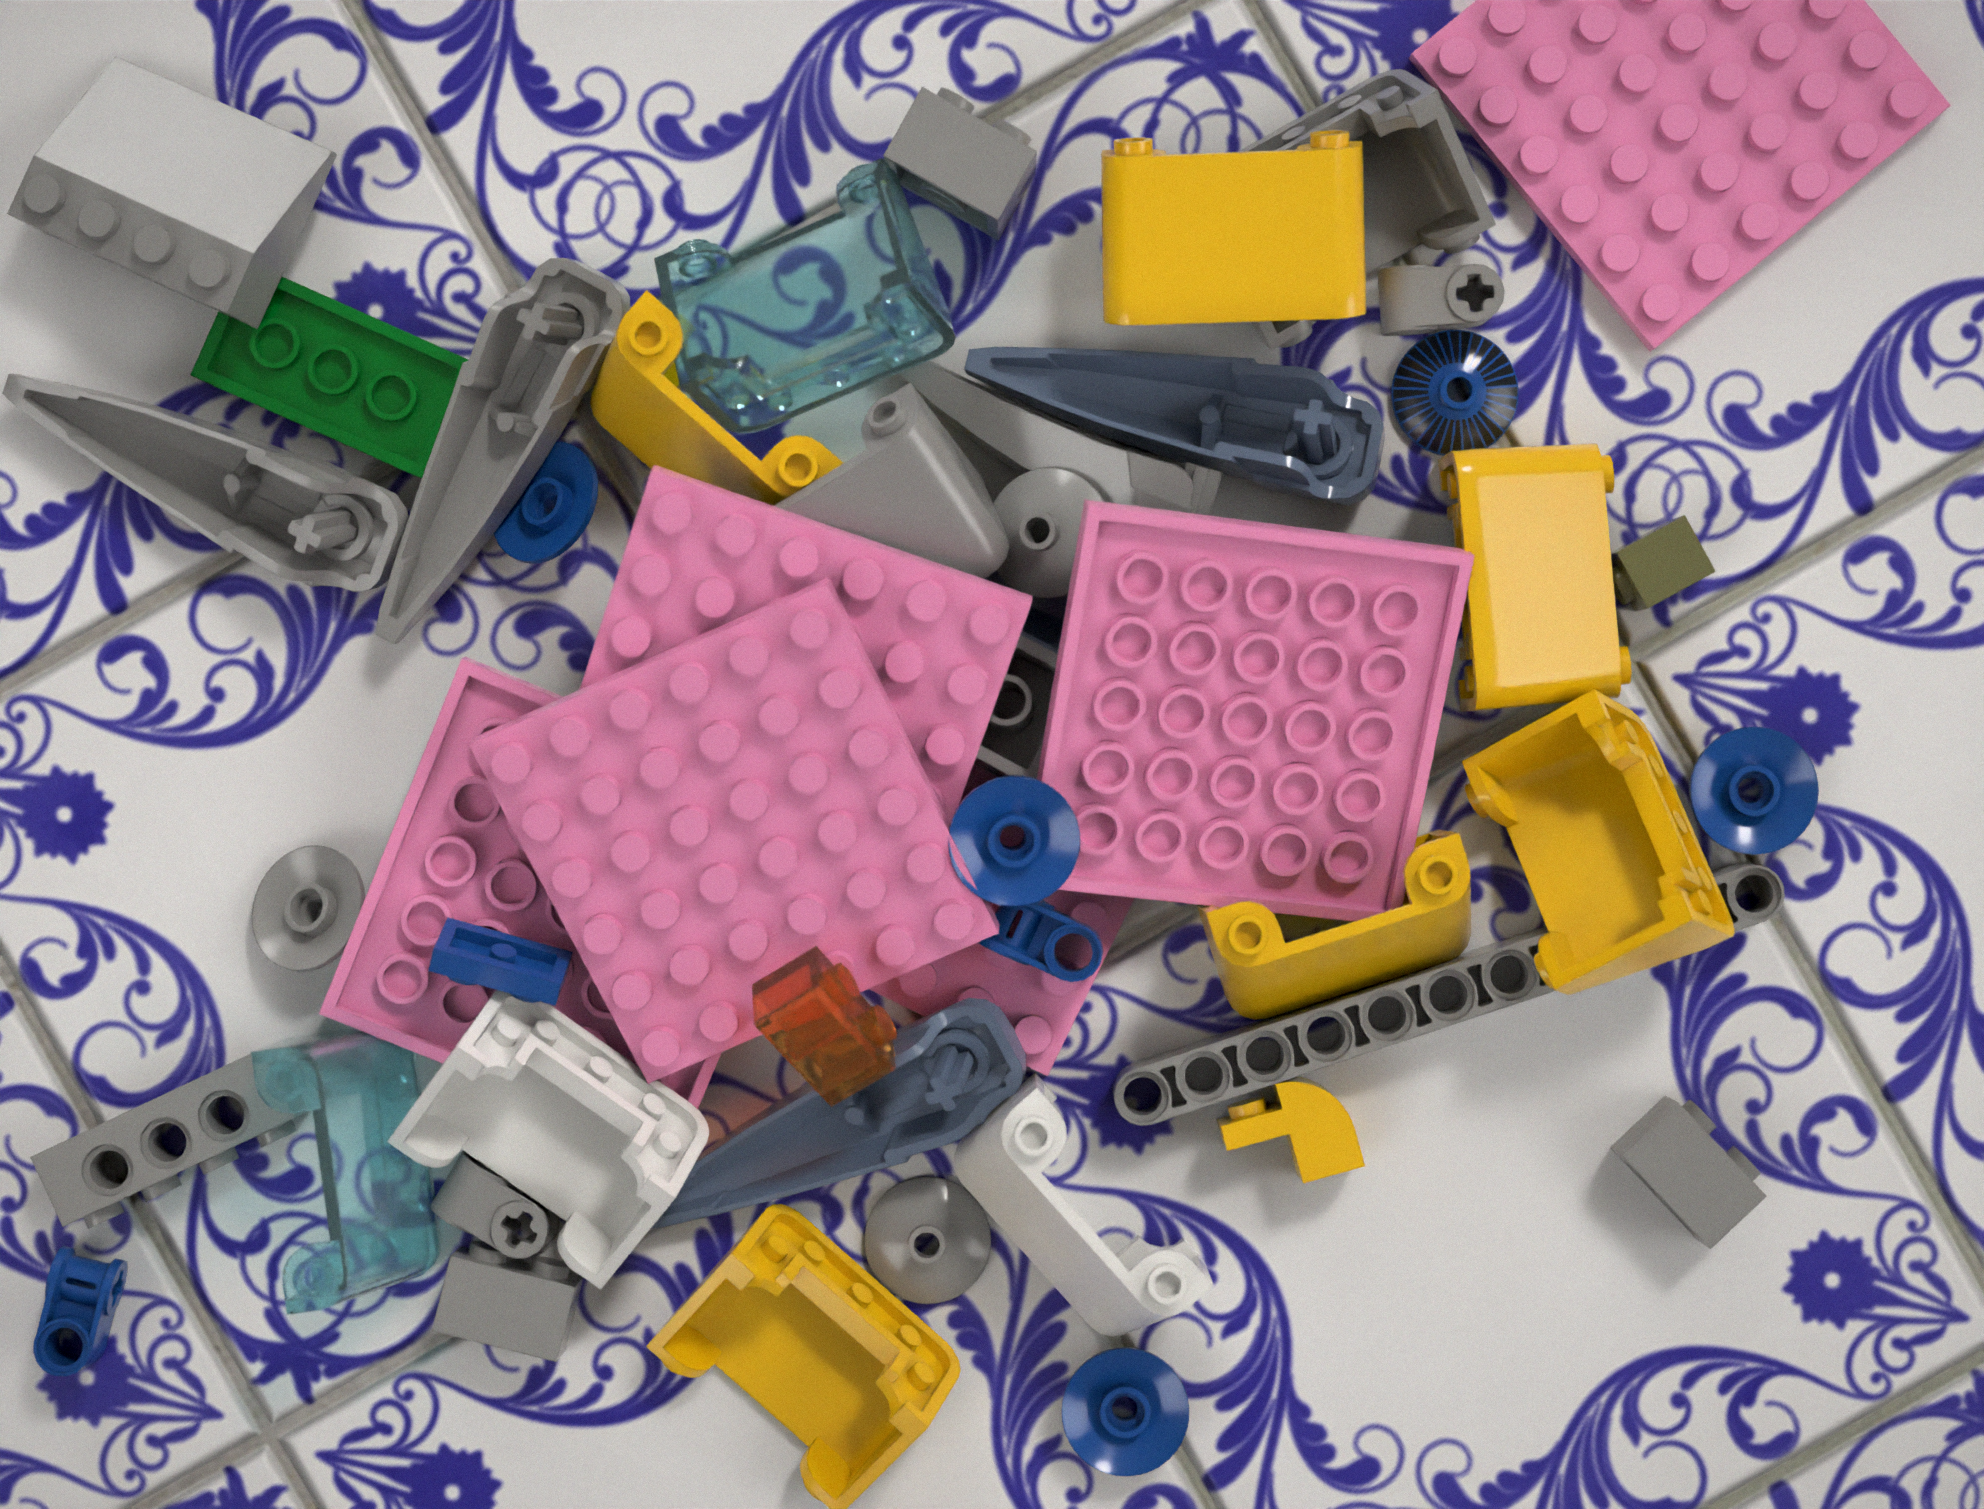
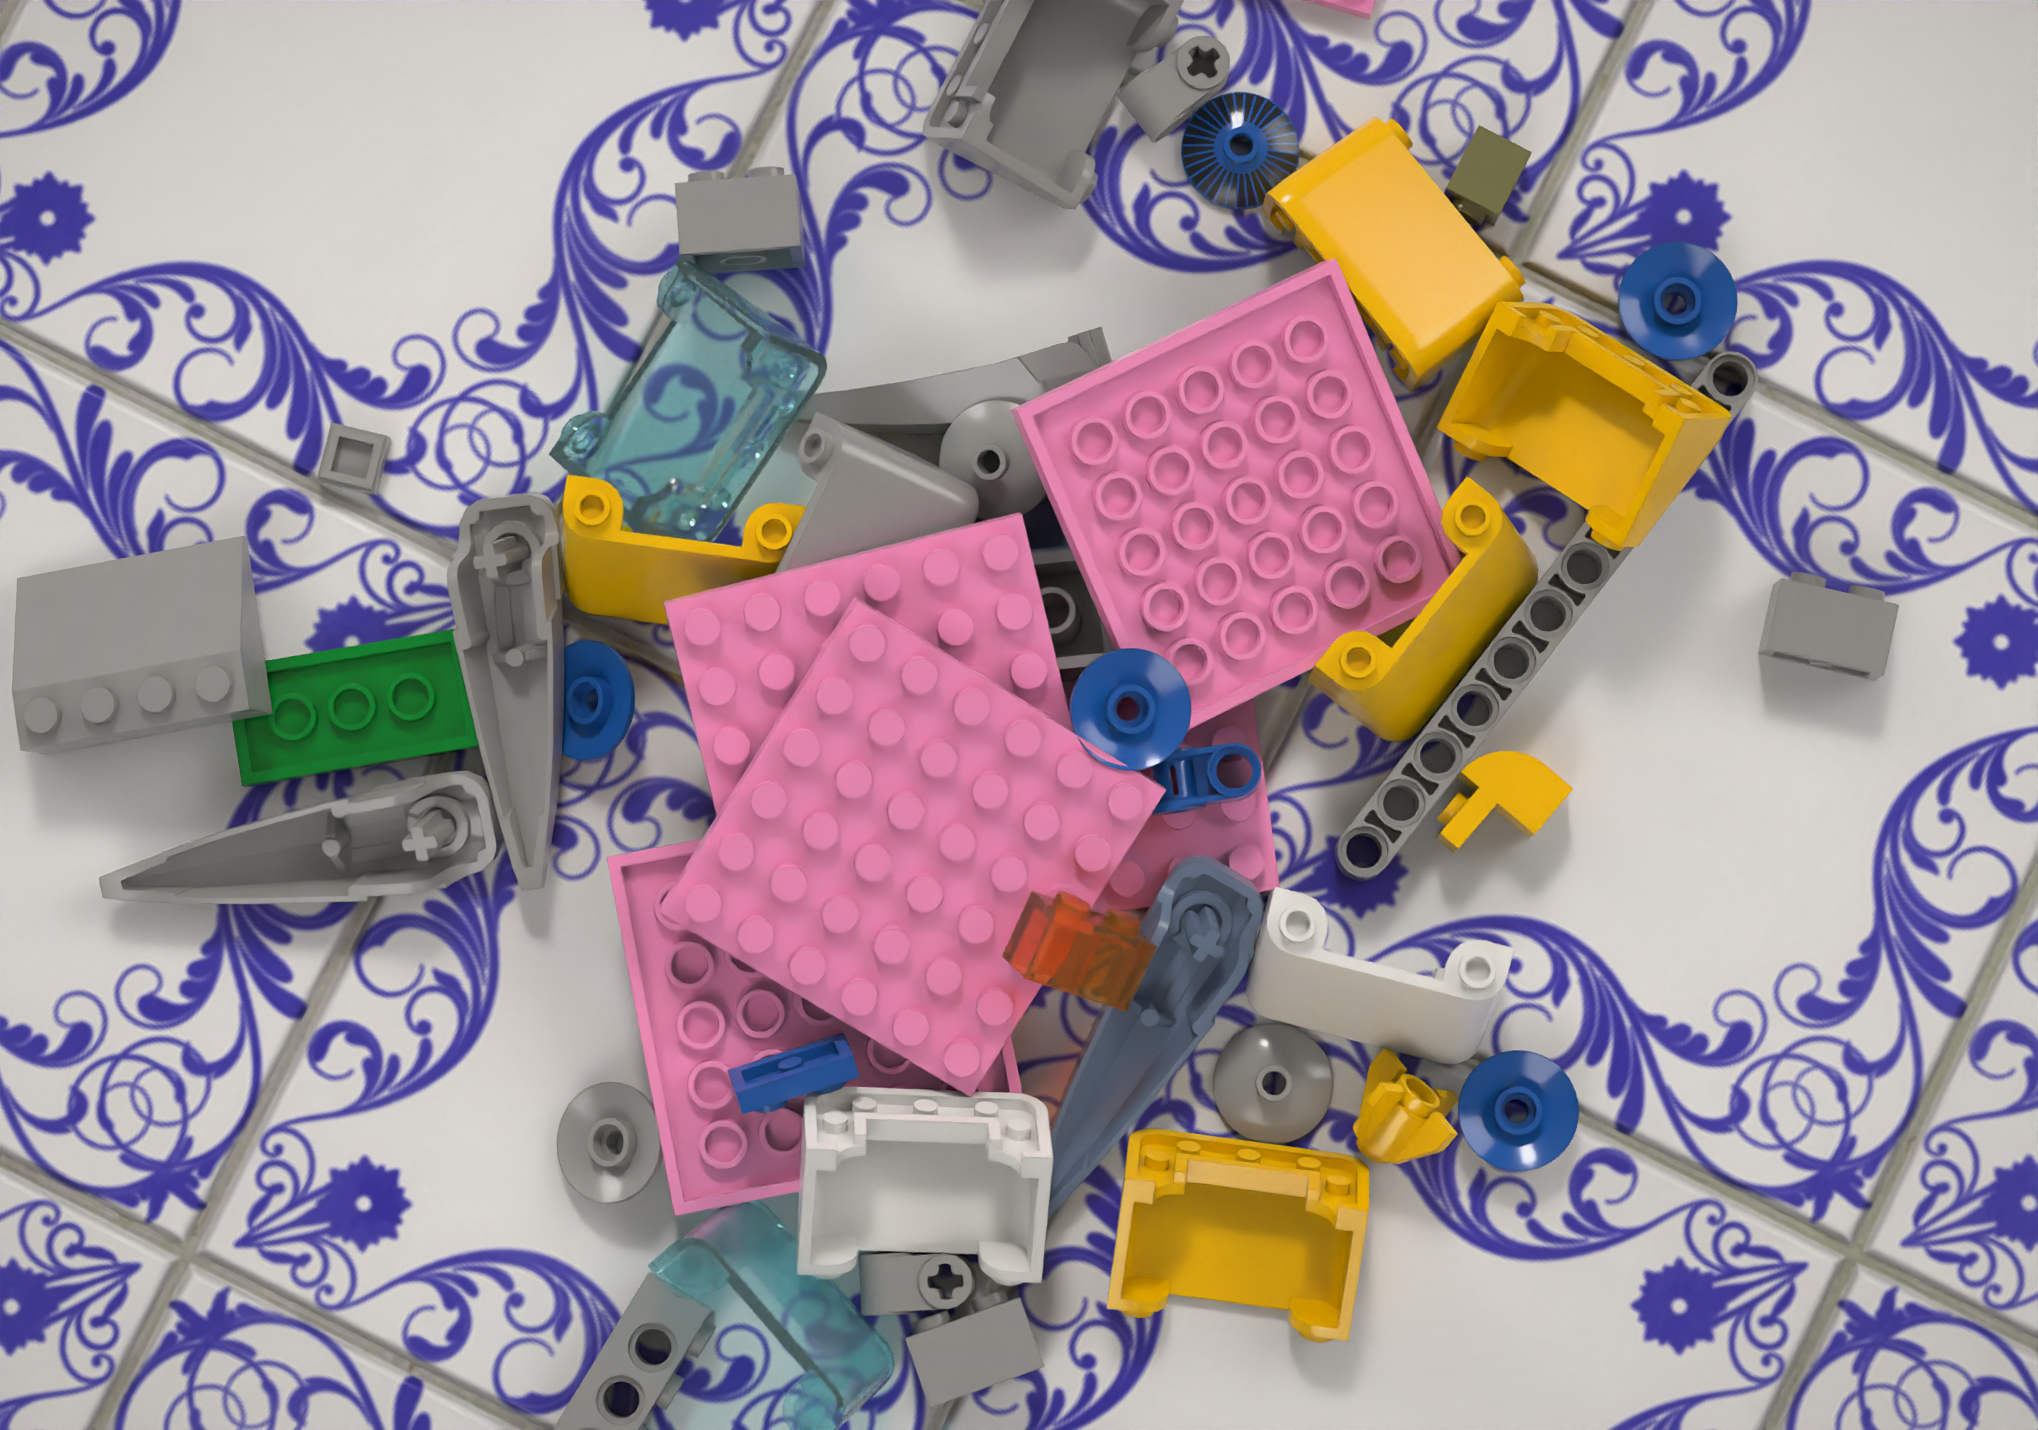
camera: 30 degrees left, 5 degrees down
(482, 147) = (354, 459): none -> light grey tile
(1018, 1348) = (1401, 1114): none -> yellow brick
(1223, 413) = (1081, 277): sand blue piece -> none
(1233, 233) = (987, 138): yellow windscreen -> none

